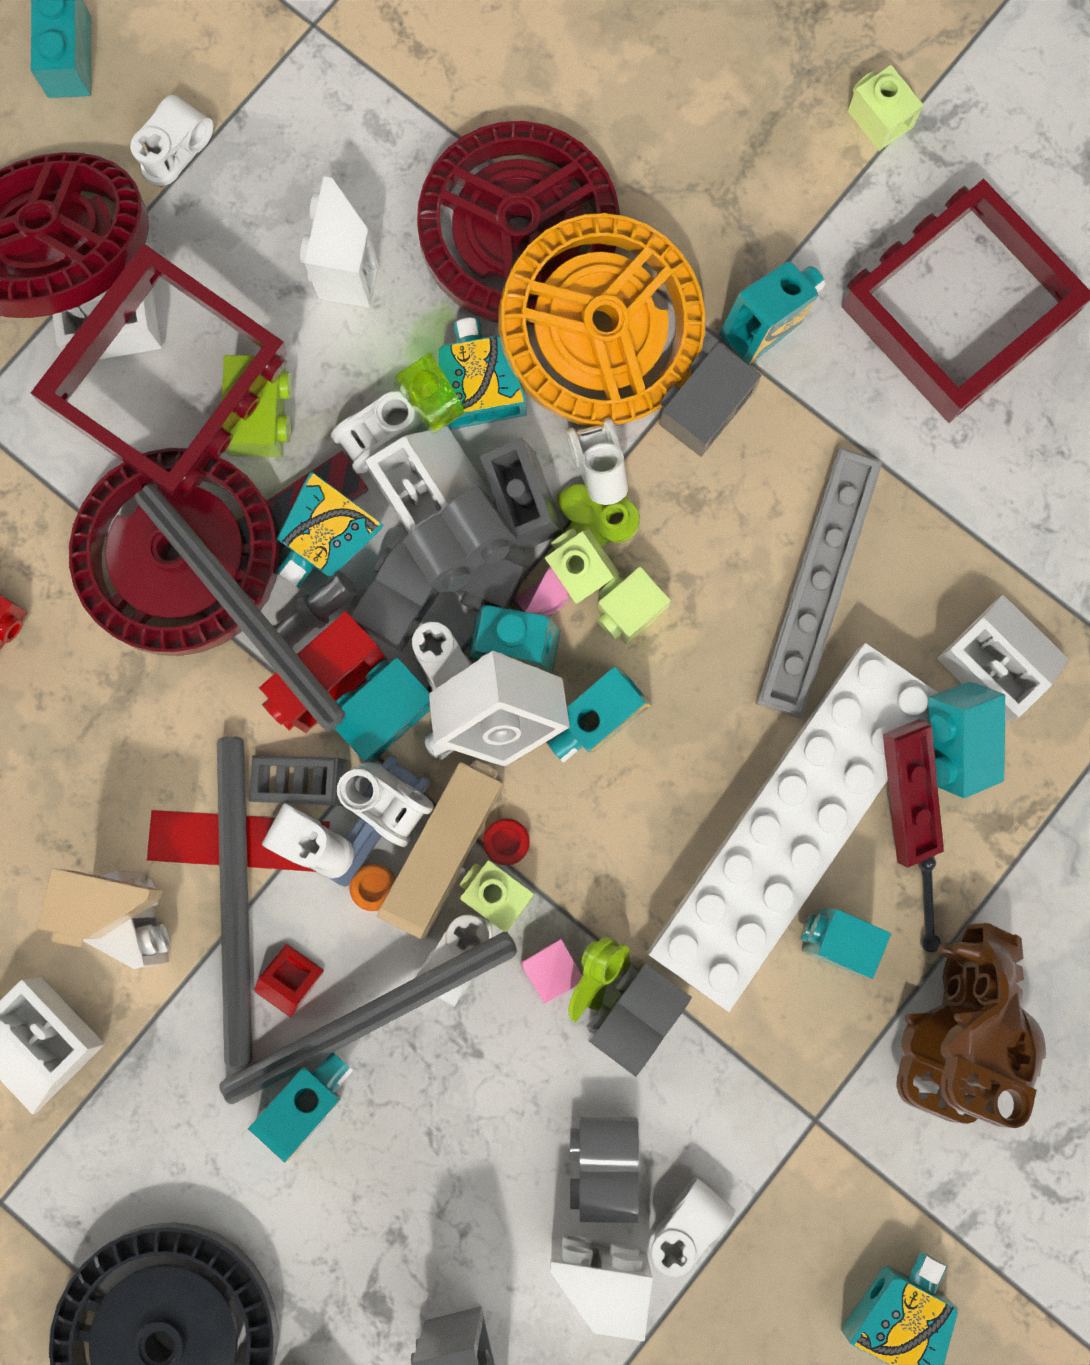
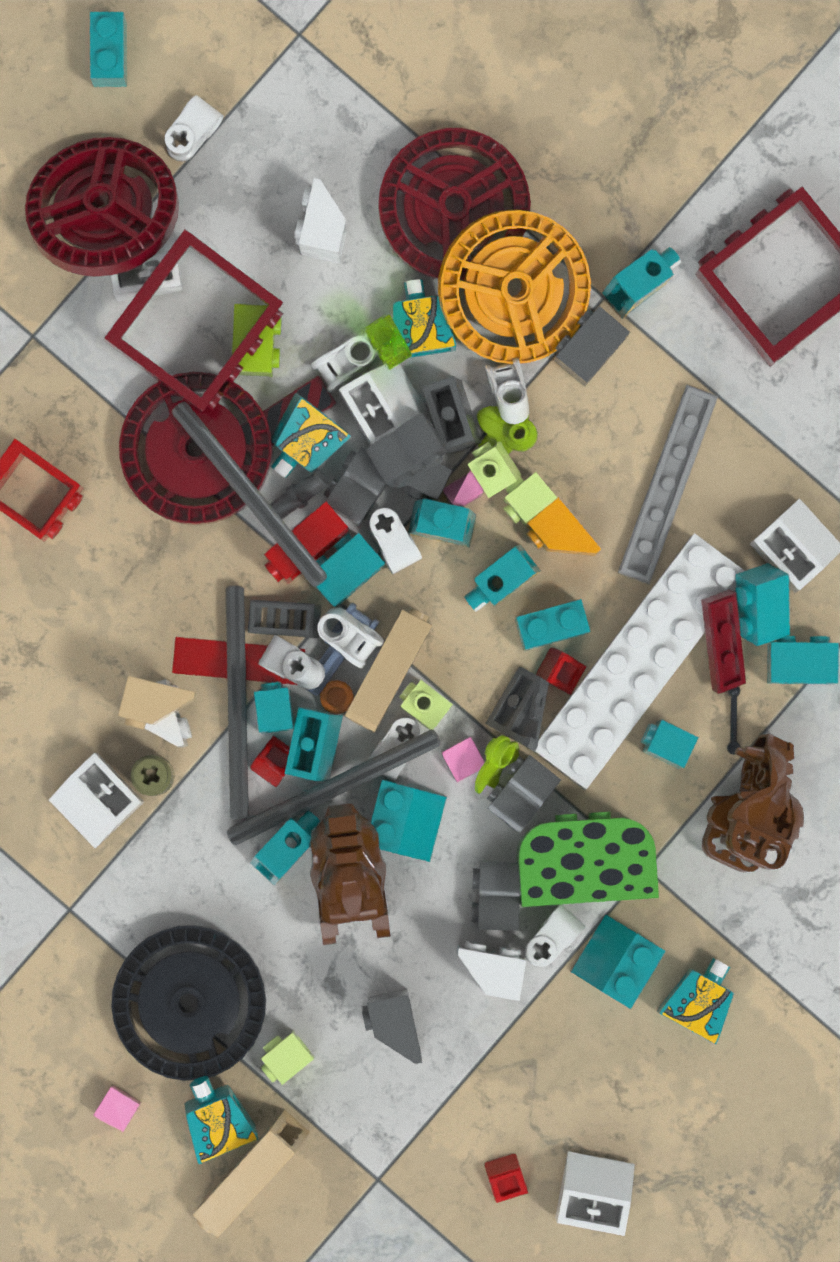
camera: 10 degrees left, 5 degrees up
(108, 1009) = (140, 778): none -> olive piece
(280, 907) = (274, 708): none -> teal brick
(338, 957) = (313, 744): none -> teal brick
(389, 1150) = (348, 872): none -> reddish brown animal
(471, 1063) = (407, 820): none -> teal slope
(496, 710) = (430, 574): white brick -> none
(506, 842) = (433, 667): red tile -> none
(631, 897) = (521, 709): none -> dark grey wing
(671, 777) = (552, 625): none -> teal brick
(677, 649) = (560, 531): none -> light orange slope
(684, 841) = (561, 670): none -> red slope
(734, 1120) = (586, 861): none -> bright green brick
(785, 1263) = (618, 961): none -> teal slope
(884, 106) = (733, 121): yellowish green brick -> none
(1023, 819) = (803, 661): none -> teal brick

